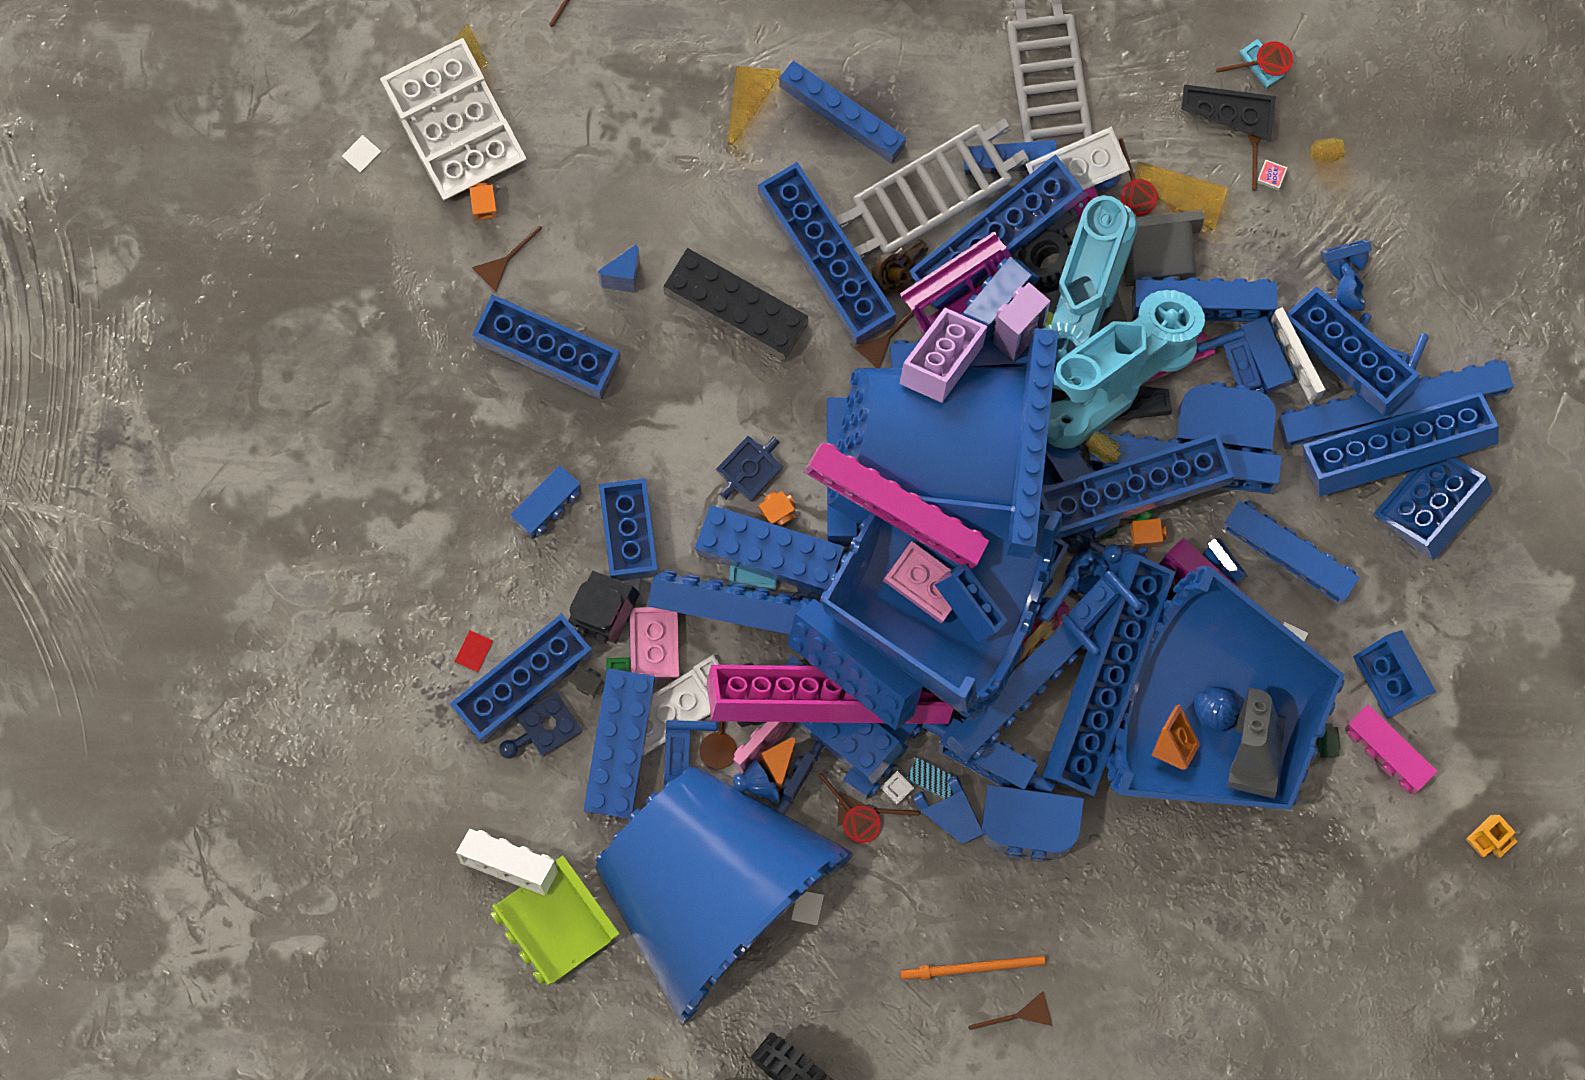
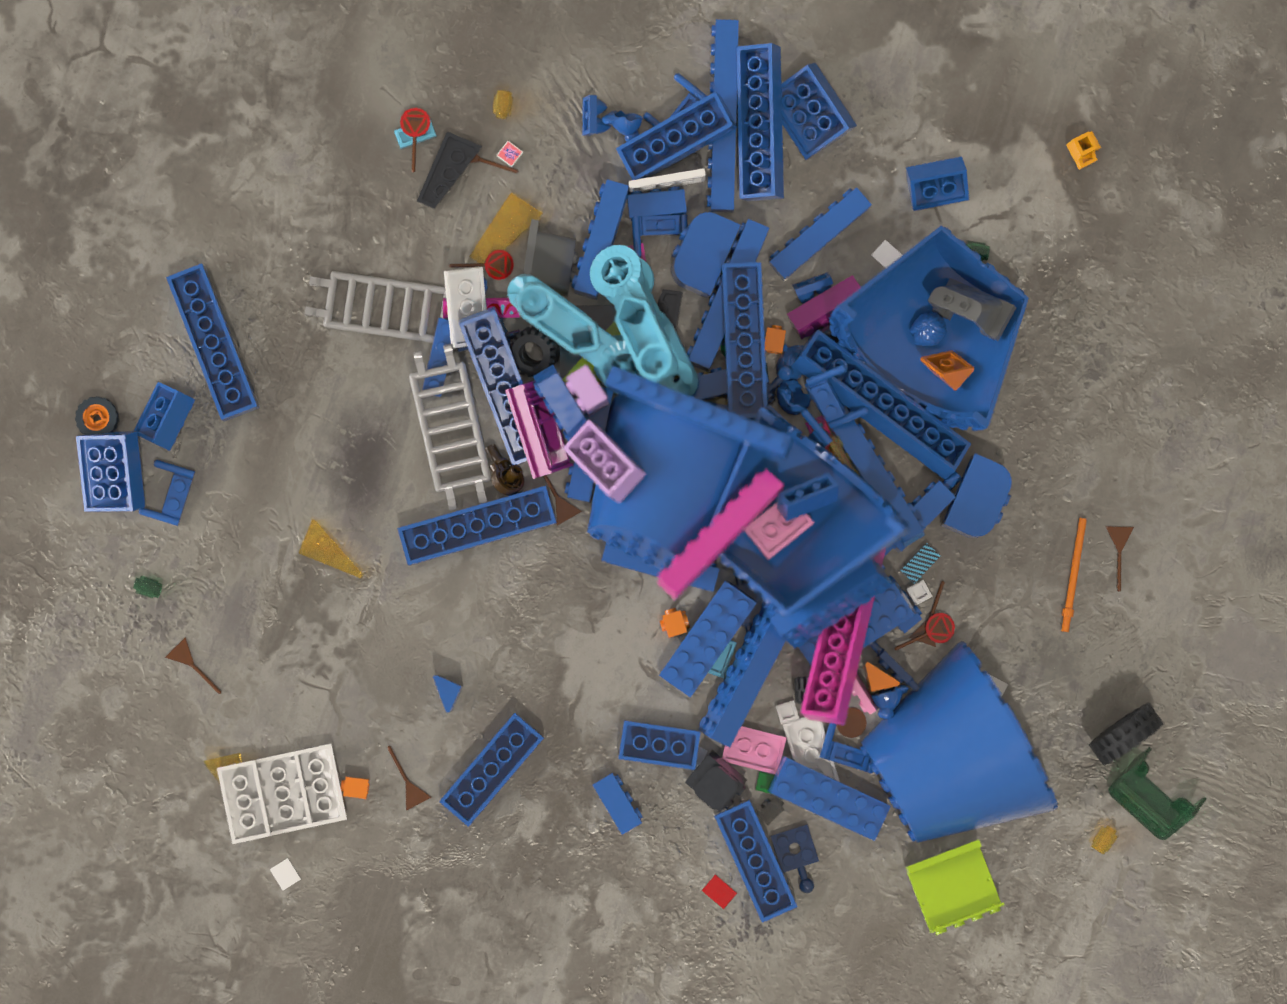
camera: 75 degrees left, 10 degrees up
(507, 861) = (898, 910): white brick -> none
(735, 304) = (498, 609): black brick -> none
(749, 468) = (634, 636): dark blue plate -> none
(842, 112) = (362, 479): blue brick -> none
(952, 813) = (951, 556): blue flag -> none
(1103, 447) = (705, 355): clear yellow brick -> none
(1390, 750) = (995, 205): dark pink brick -> none

